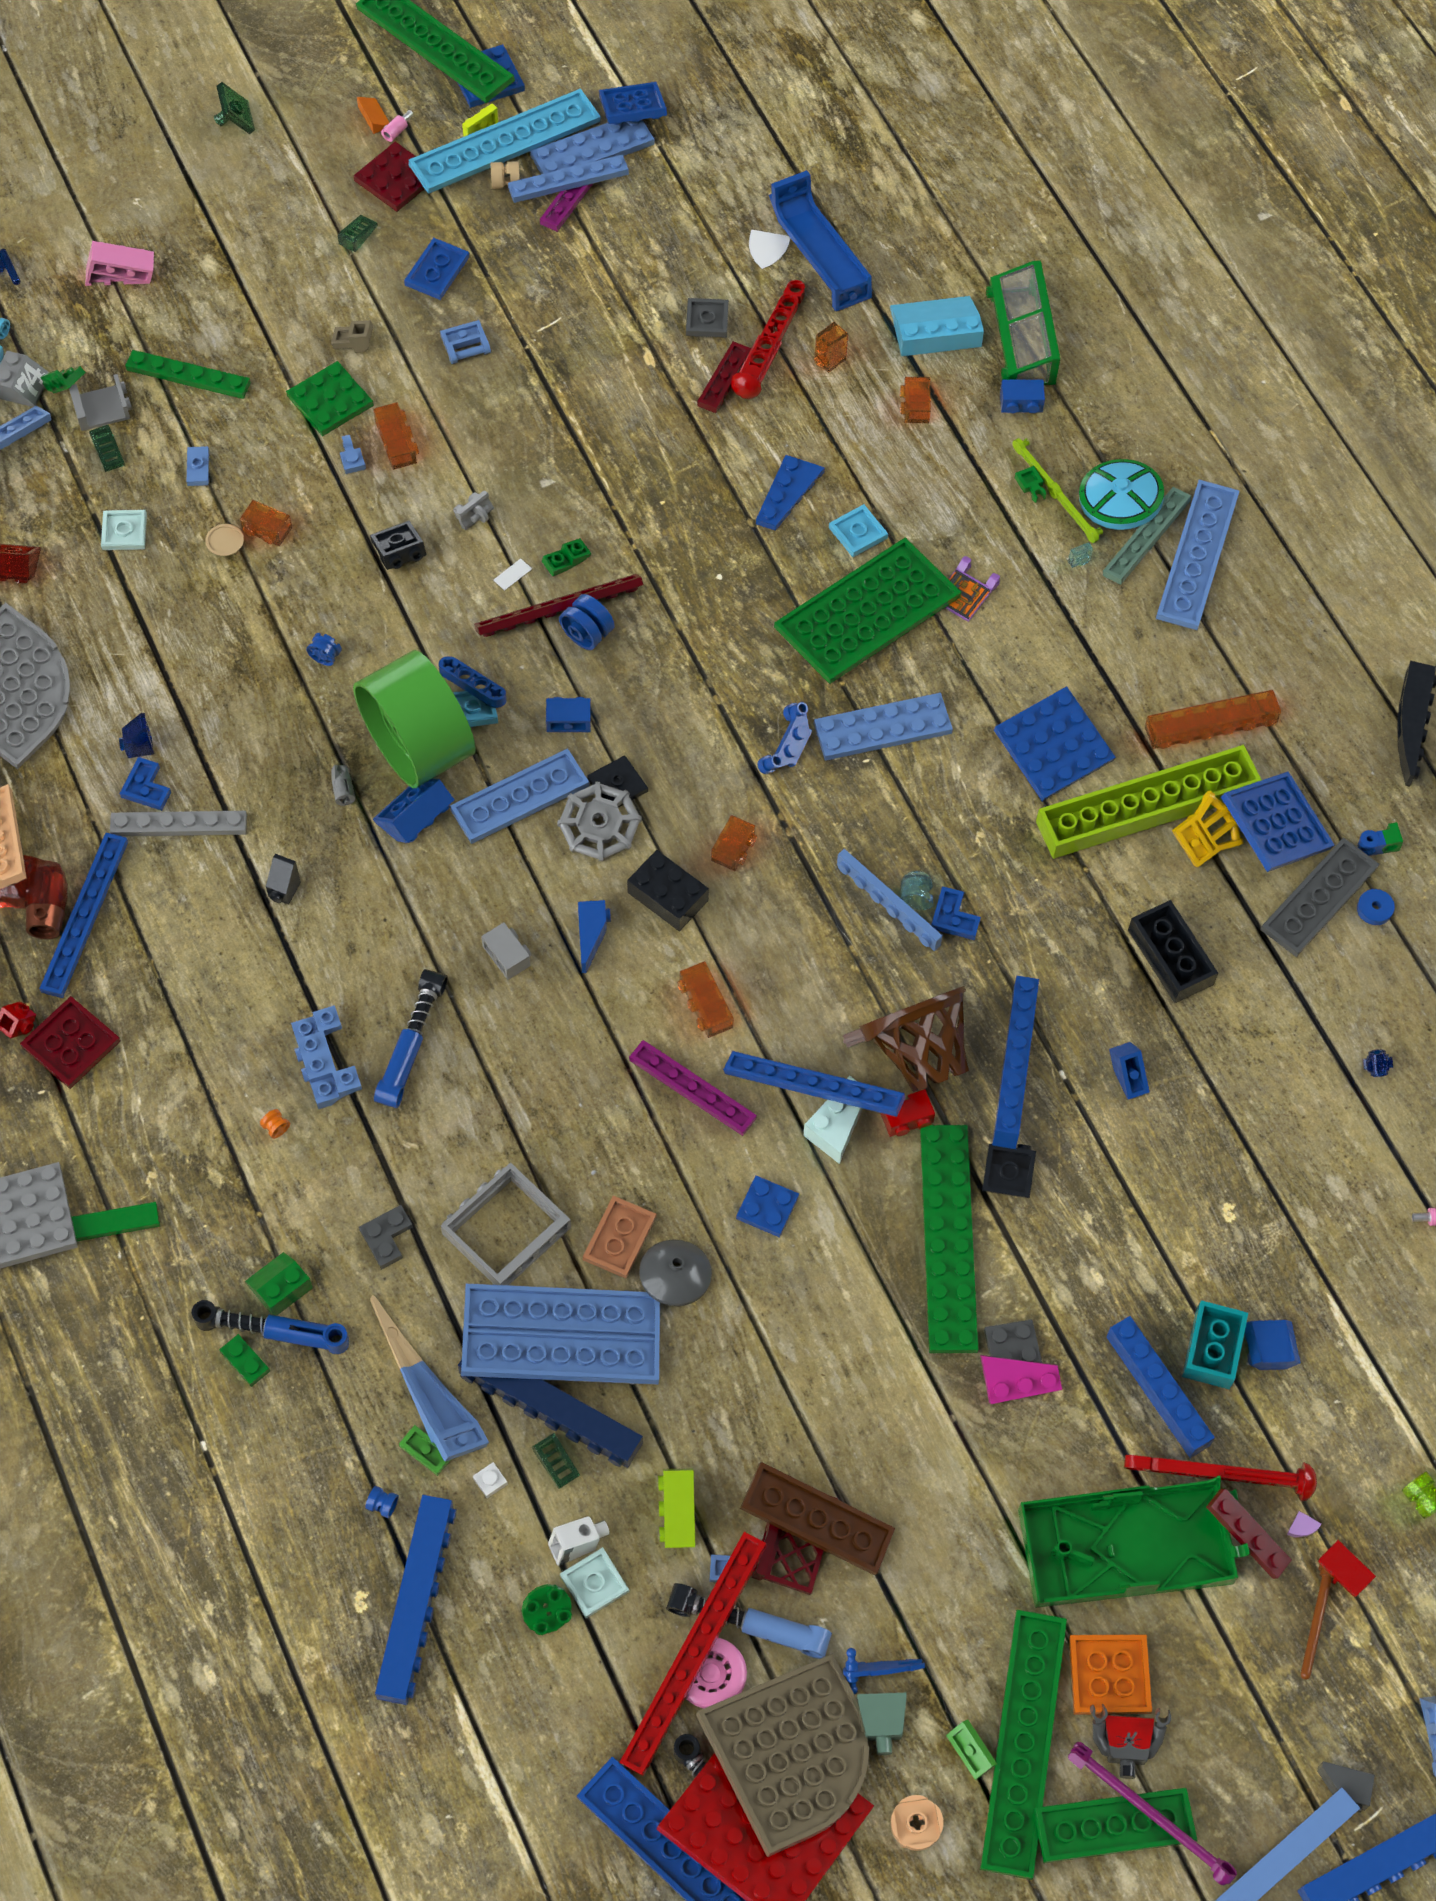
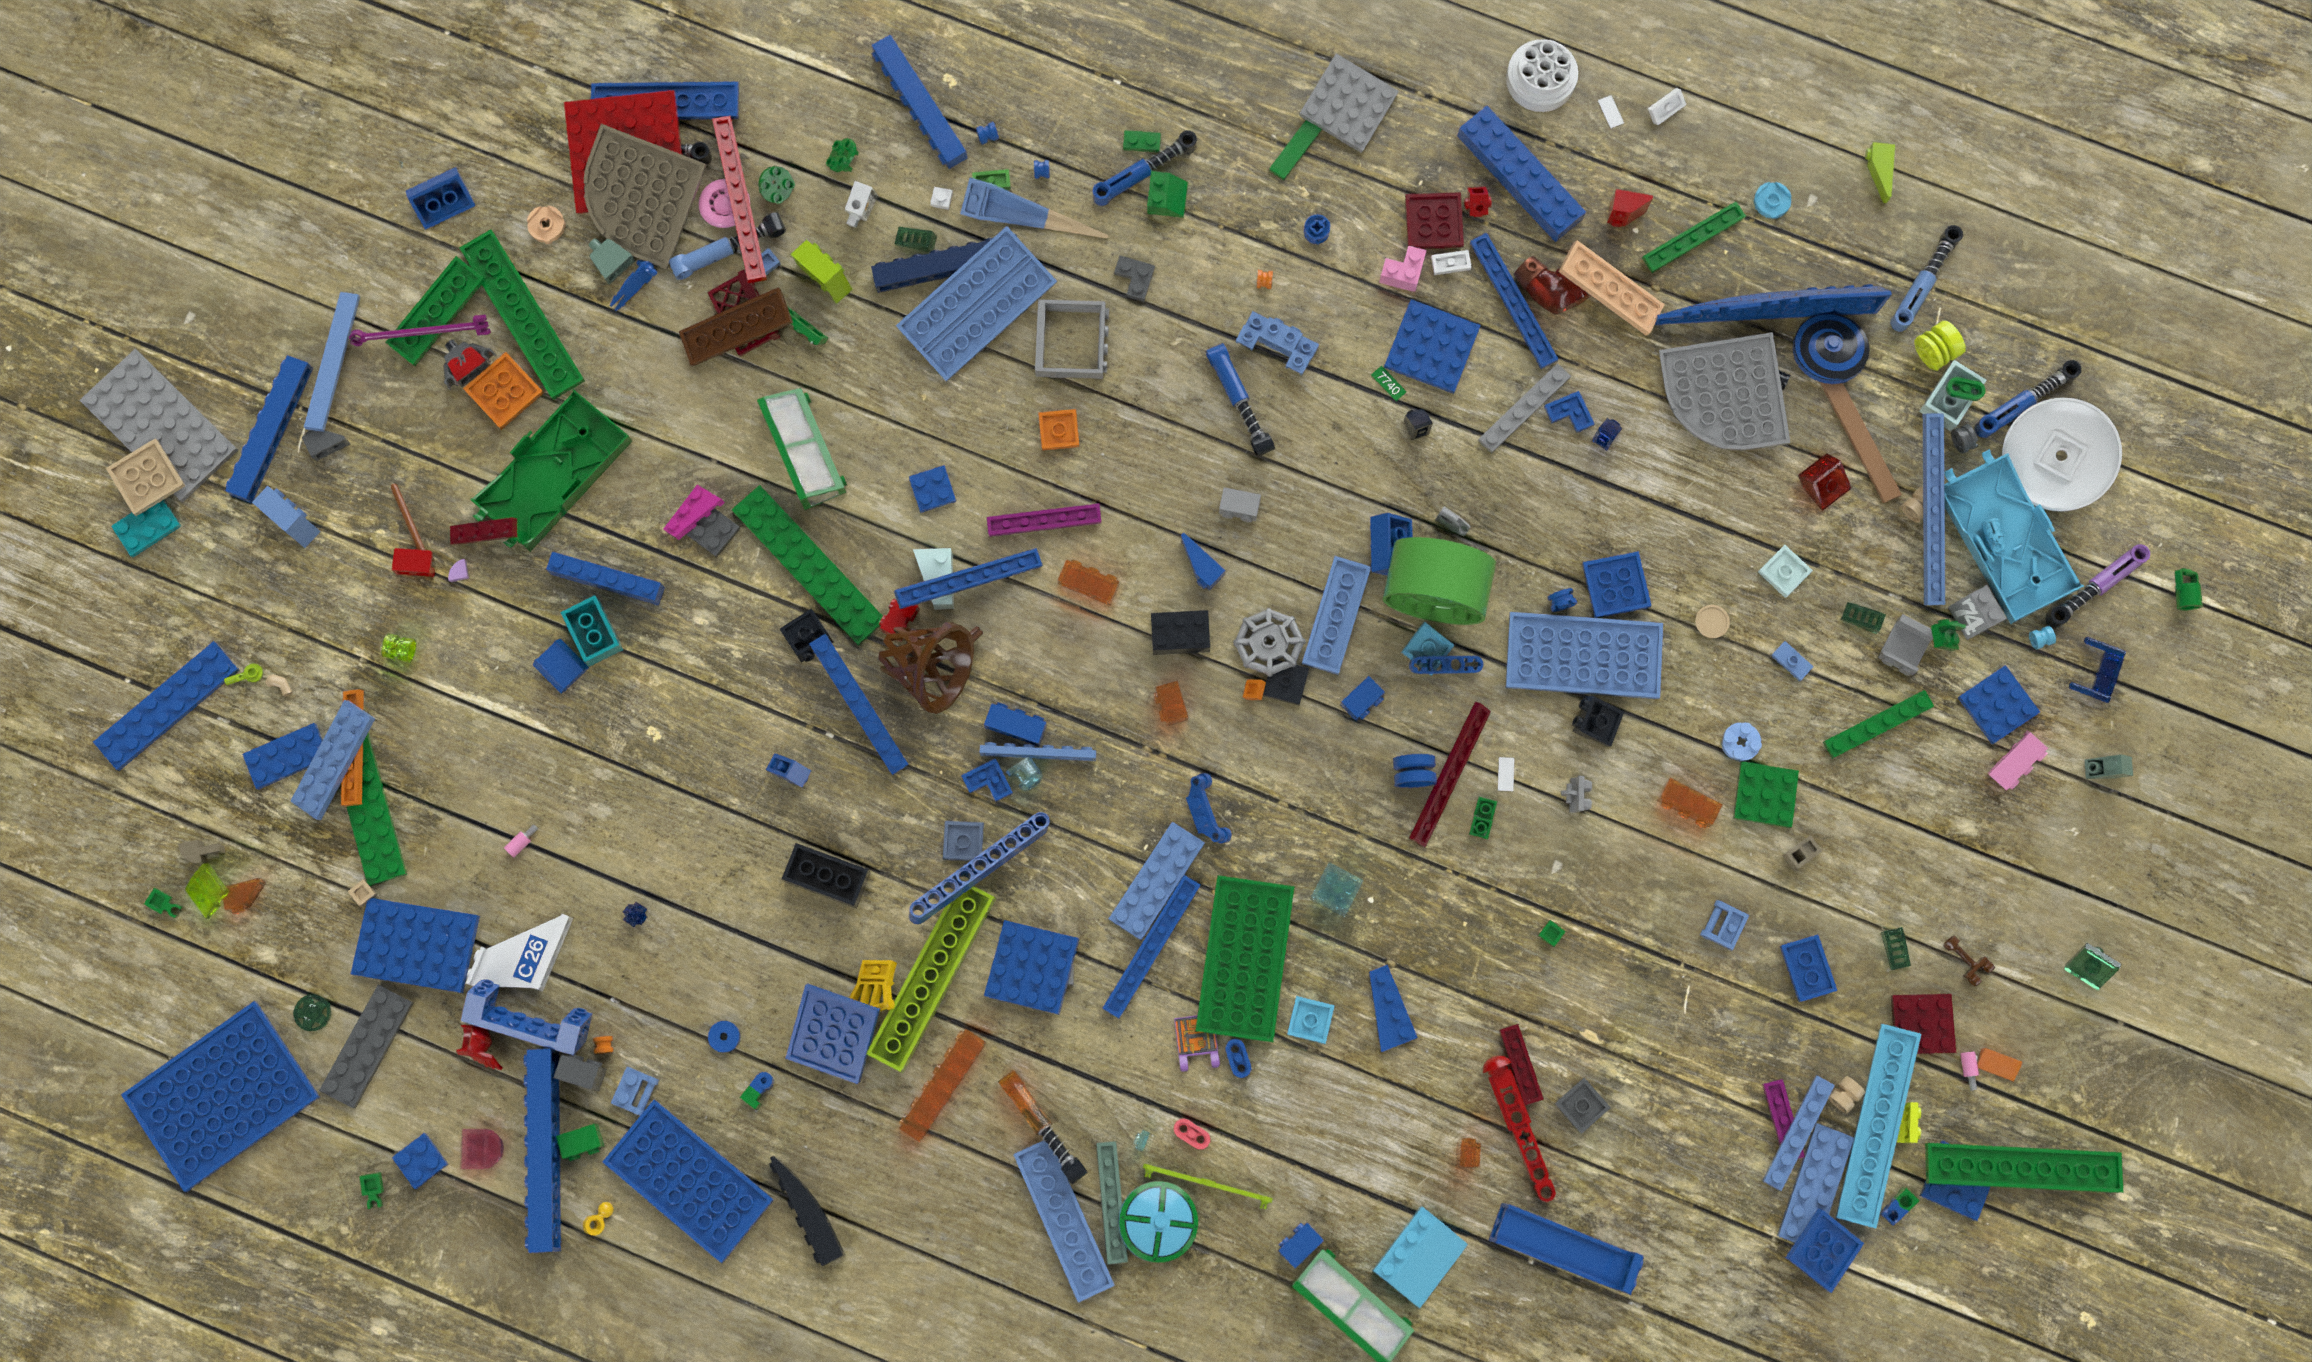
camera: 140 degrees right, 15 degrees up
(61, 211) = (2109, 767): none -> sand green slope
(84, 315) = (1998, 704): none -> blue plate
(98, 993) = (1451, 262): none -> white plate
(144, 1015) = (1404, 274): none -> bright pink brick
(179, 1126) = (1317, 228): none -> blue wheel
(195, 941) = (1432, 346): none -> blue plate
(266, 523) = (1699, 656): clear orange brick -> none
(266, 627) = (1616, 584): none -> blue plate
(266, 945) = (1391, 386): none -> green sticker
(304, 435) = (1738, 752): none -> light blue plate
(314, 201) = (1953, 944): none -> reddish brown bar
(351, 458) = (1700, 761): medium blue plate -> none
(352, 599) = (1584, 655): none -> medium blue plate
(367, 1416) = (1041, 169): none -> blue wheel
(546, 89) = (1899, 1206): none -> leg
(594, 1582) = (831, 195): light aqua tile -> none
(599, 1155) = (1058, 429): none -> orange plate
(603, 438) = (1551, 933): none -> green plate
(619, 1237) = (1000, 392): nougat plate -> none
(641, 1639) = (769, 190): none -> green plate
(651, 796) = (1254, 689): none -> orange plate
(675, 1284) = (953, 413): dark grey dish -> none
(742, 595) = (1336, 889): none -> clear light blue brick
(747, 1463) = (804, 327): none -> green plate
(767, 247) = (1604, 1216): white sticker -> none
(857, 1344) = (802, 447): none -> windscreen
(886, 938) = (1015, 724): none -> blue brick
(917, 401) = (1371, 1170): clear orange brick -> none
(937, 680) = (1151, 947): none -> blue plate
(944, 552) = (1238, 1058): none -> blue plate
(971, 1749) = (546, 284): bright green plate -> none
(1021, 889) = (962, 840): none -> sand blue tile
(1031, 481) = (1231, 1174): green plate -> none
(1035, 532) = (1192, 1133): none -> coral plate
(1040, 842) = (974, 875): none -> blue beam
(1155, 624) = (1041, 1125): none -> piece
(1303, 1480) = (478, 591): red piece -> none
(1319, 897) = (765, 1009): dark grey plate -> none

